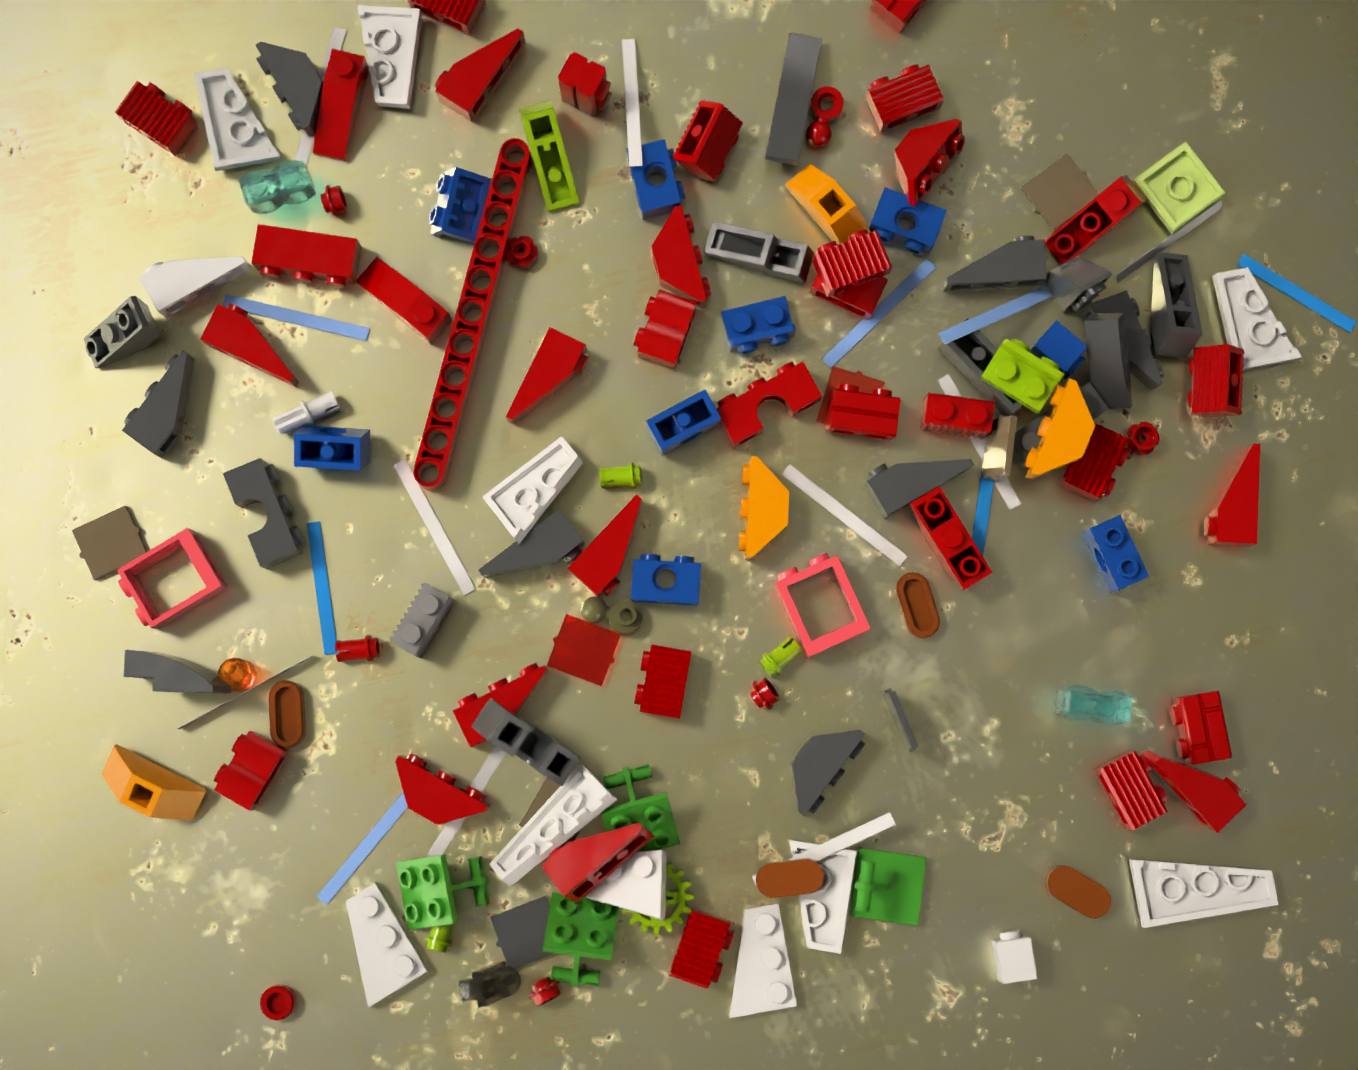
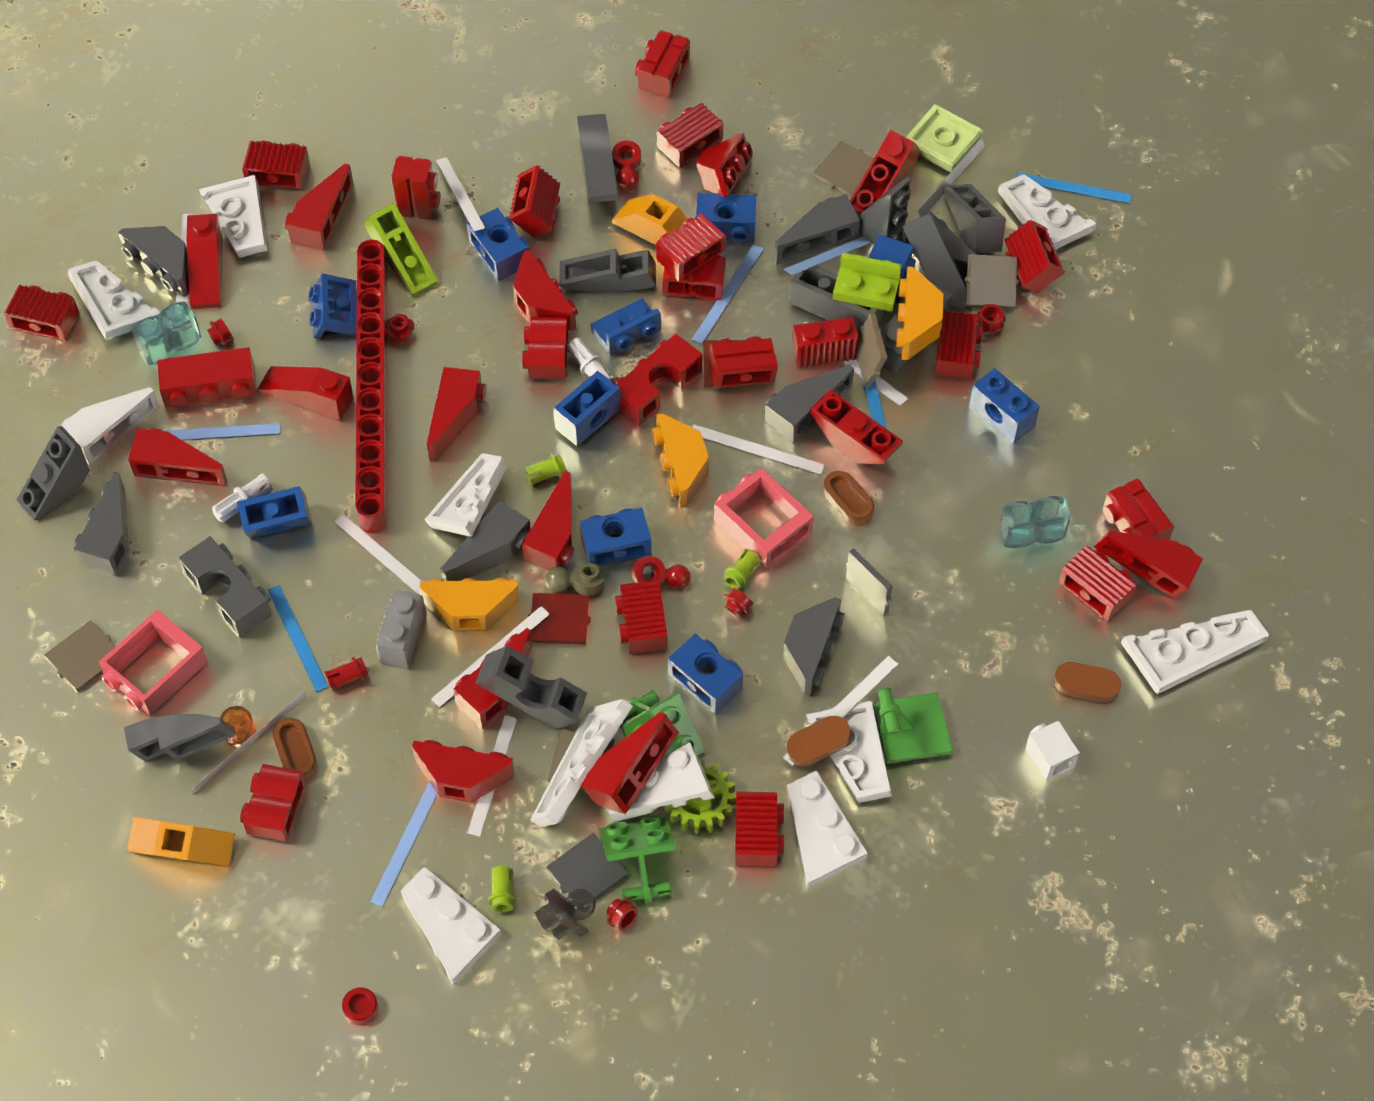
camera: 15 degrees left, 25 degrees down
(429, 893) = (483, 853): bright green plate -> none
(498, 610) = (469, 602): none -> light orange slope
(503, 671) = (530, 622): none -> white sticker
(705, 362) = (586, 359): none -> white axle
(707, 785) = (710, 689): none -> blue brick
(714, 641) = (675, 576): none -> red plate
(1159, 398) = (991, 280): none -> dark tan piece
(1235, 510) = (1094, 350): red slope -> none

